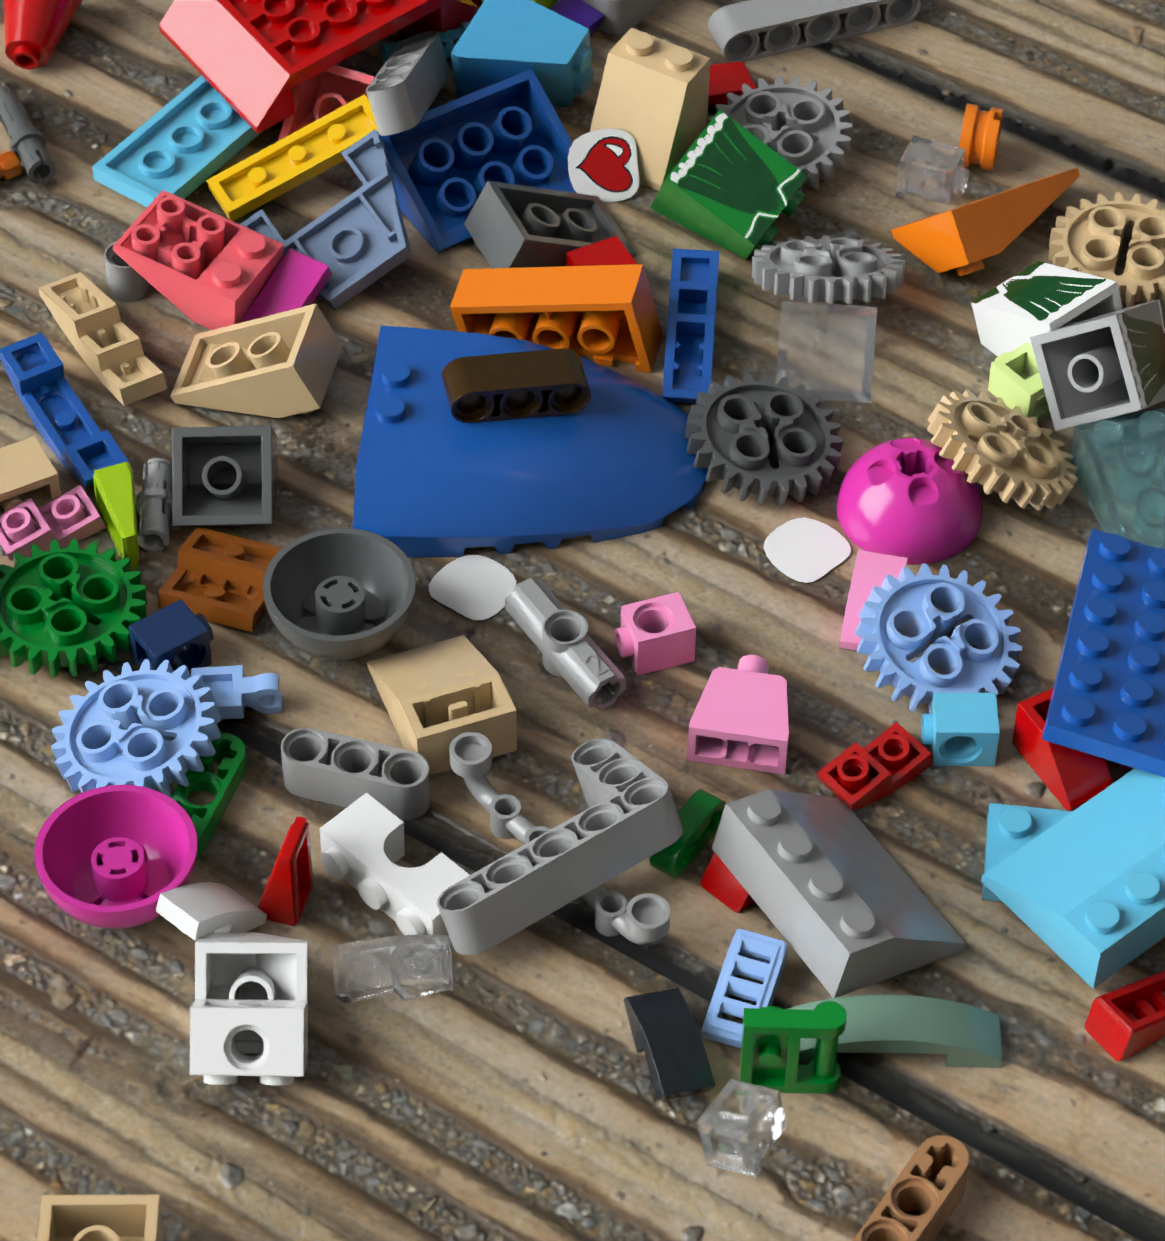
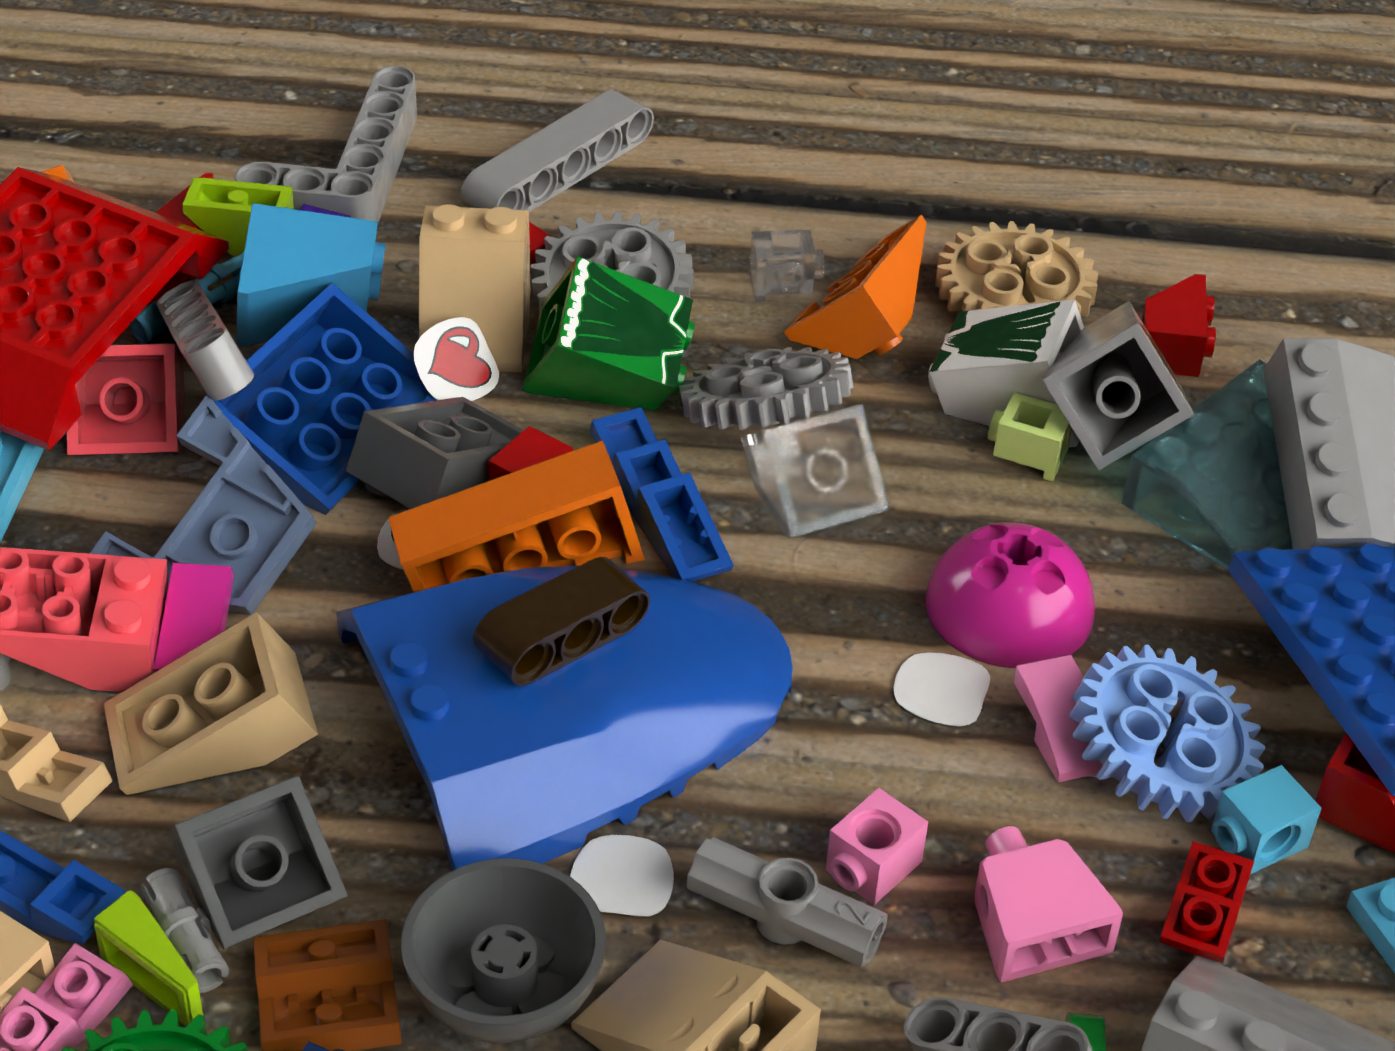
camera: 30 degrees left, 5 degrees down
(291, 159) = (111, 463): yellow plate -> none
(763, 438) = (825, 585): dark grey gear -> none
(981, 136) = (809, 210): orange wheel -> none
(1002, 449) = (1076, 506): tan gear -> none

